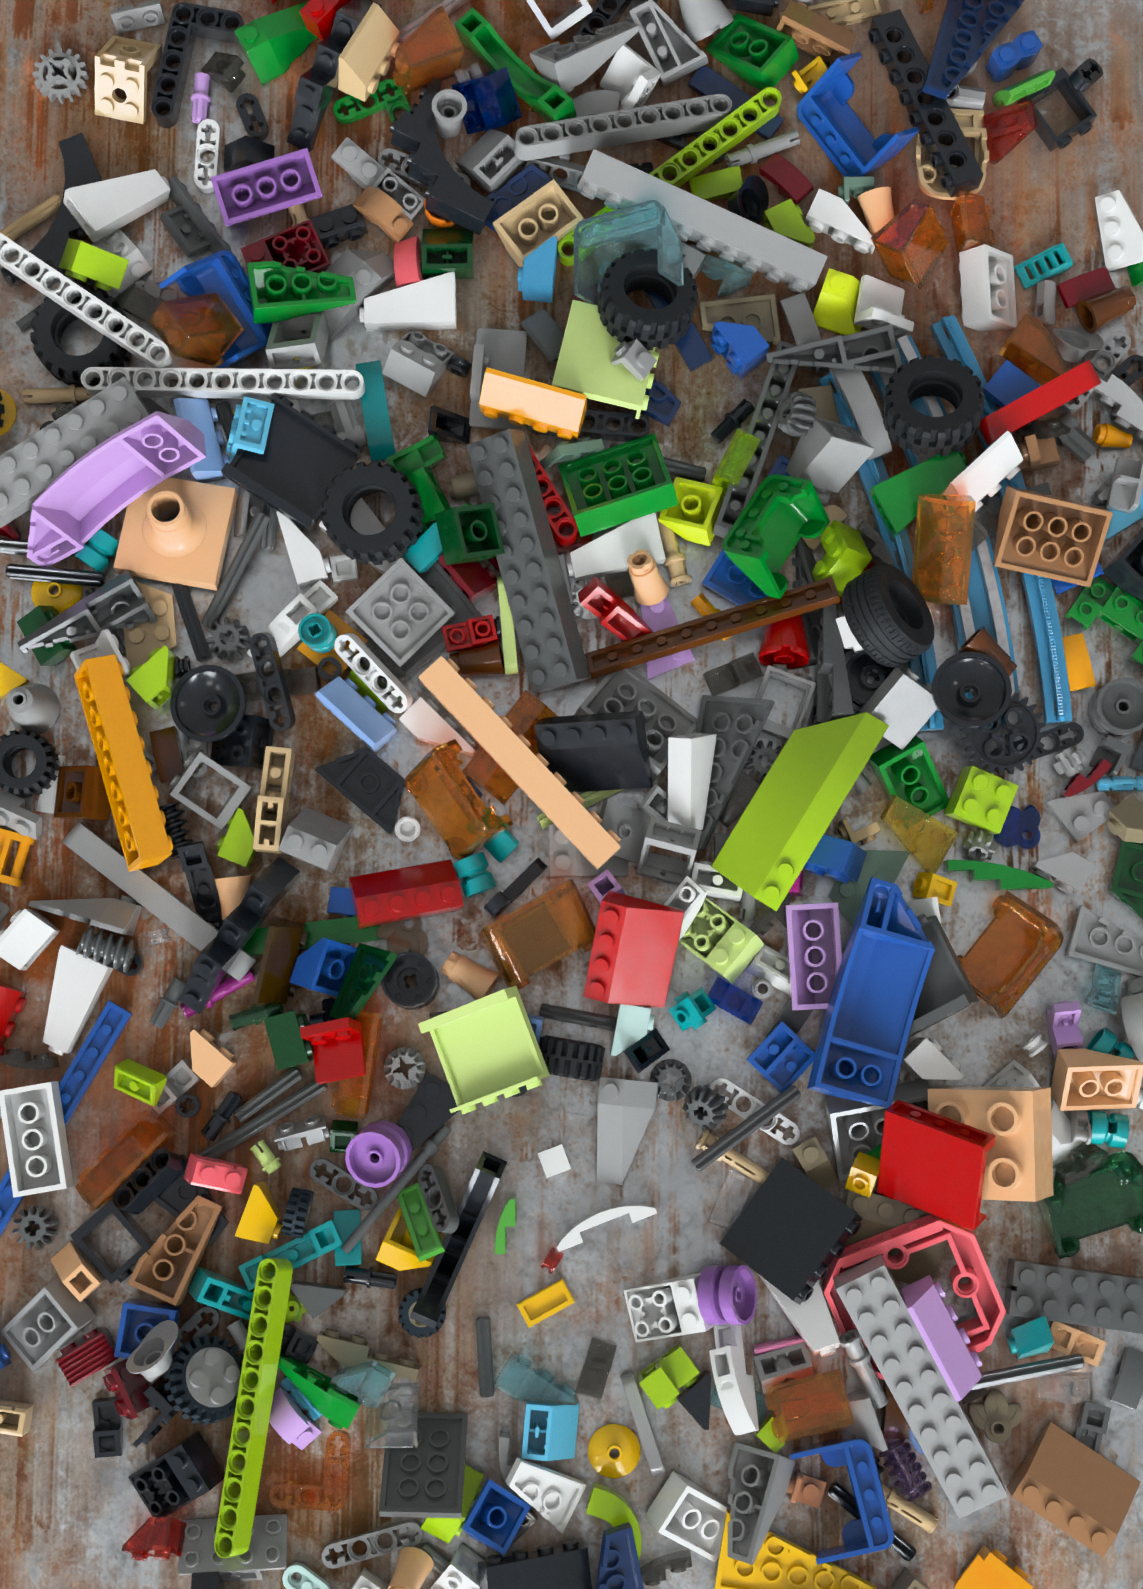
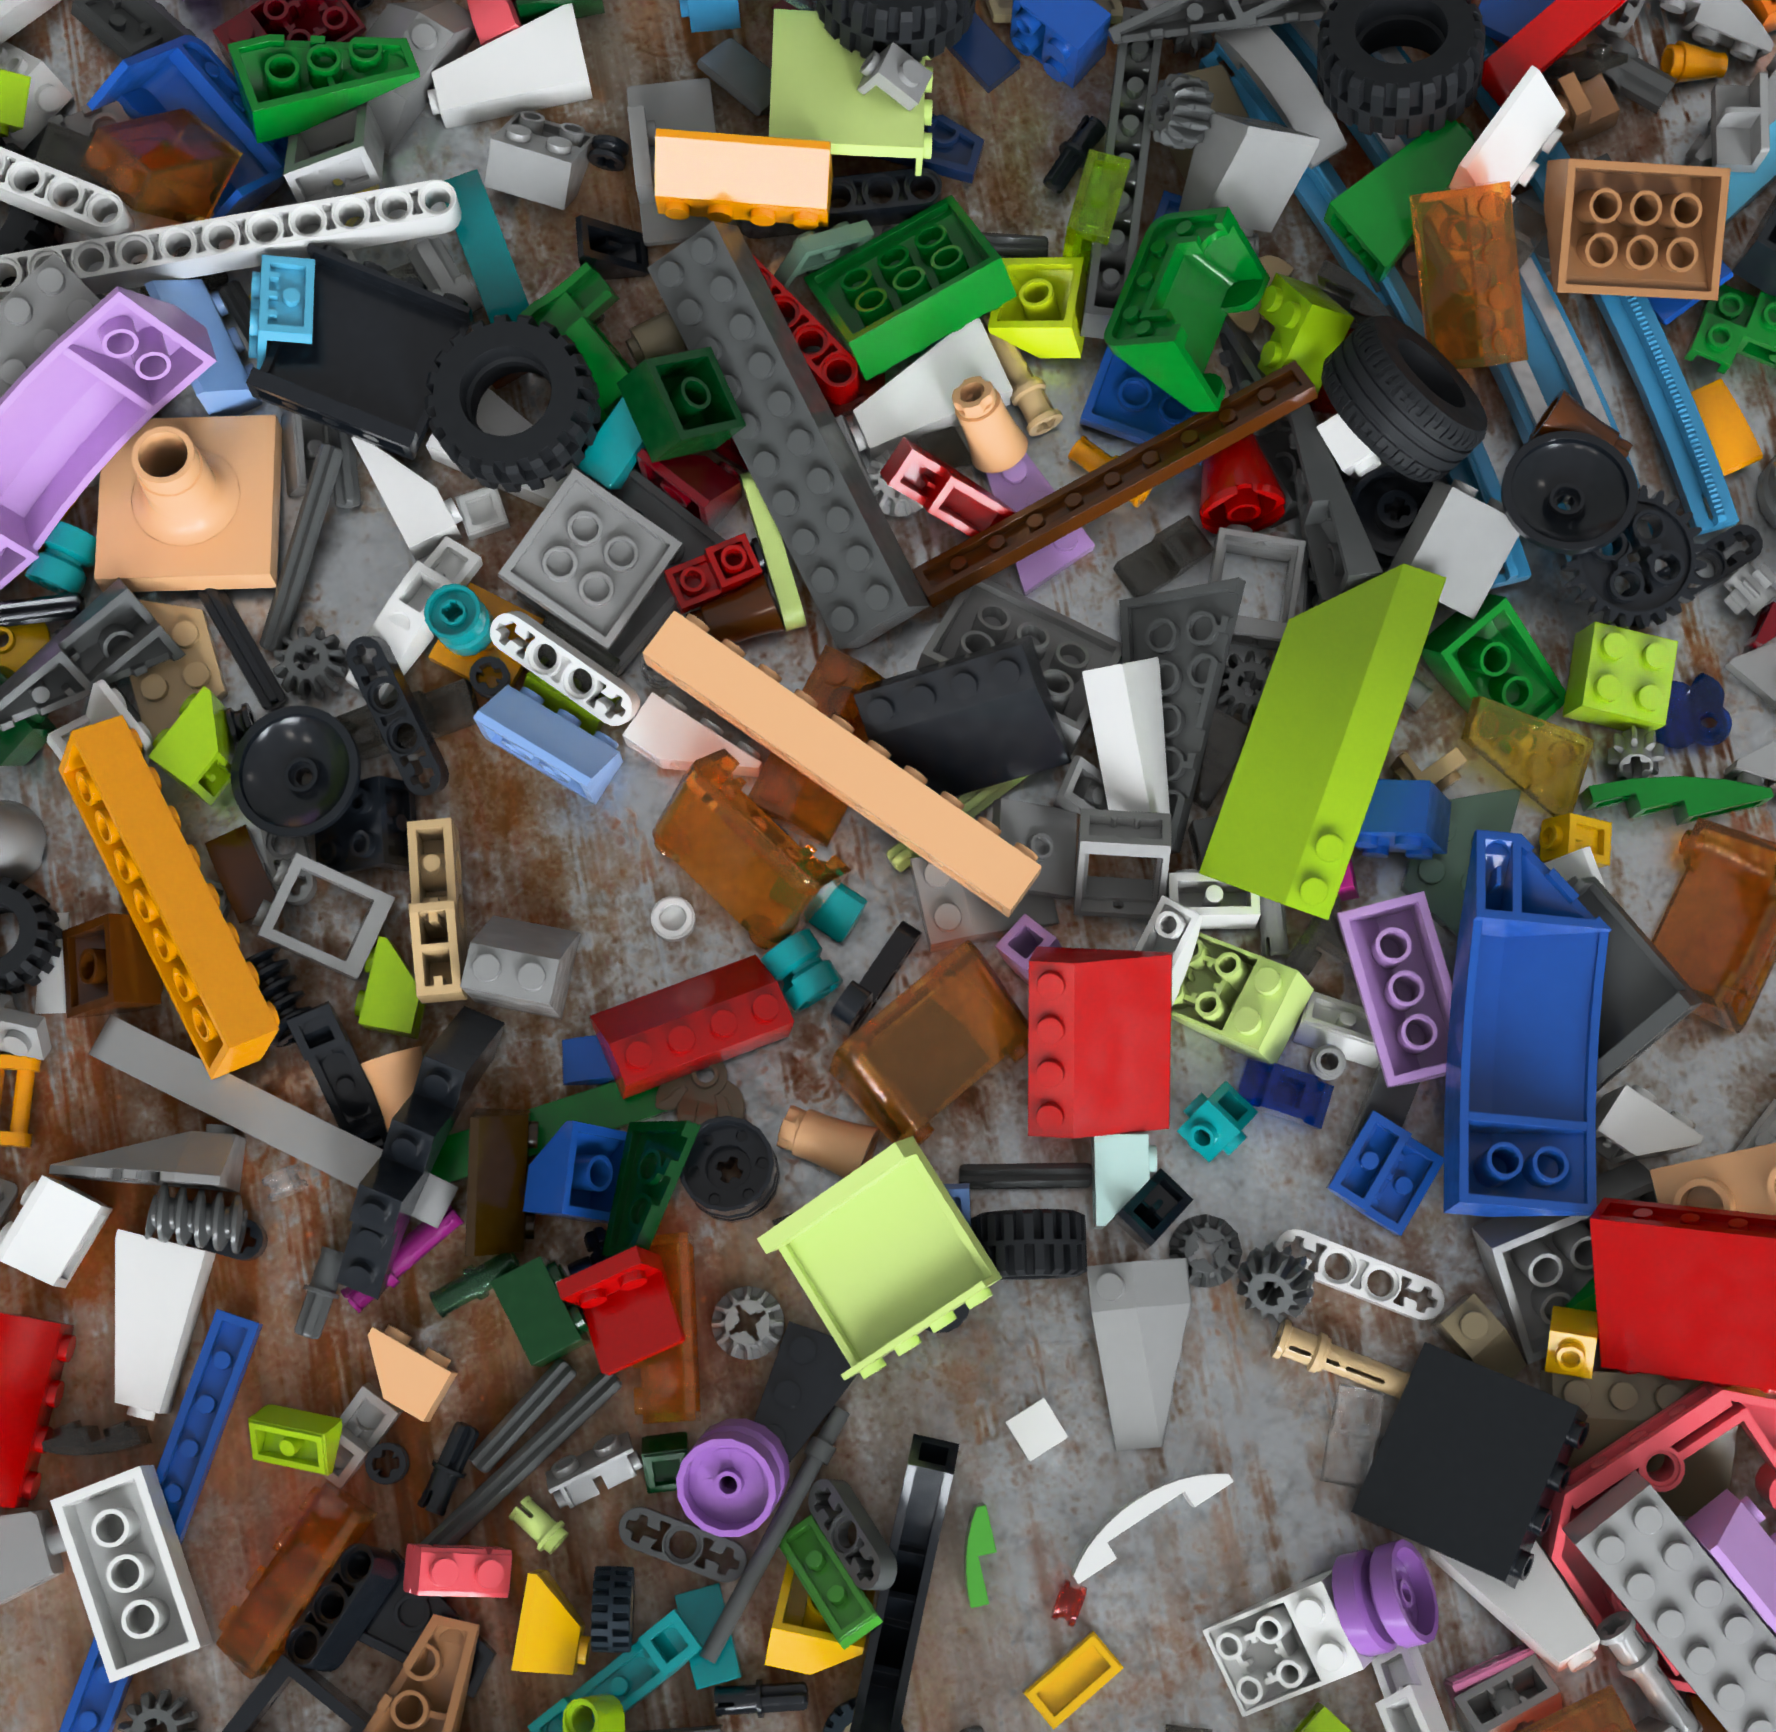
camera: 10 degrees left, 5 degrees down
(367, 784) = (590, 857): black wing -> none
(746, 1128) = (1352, 1305): dark grey axle -> none

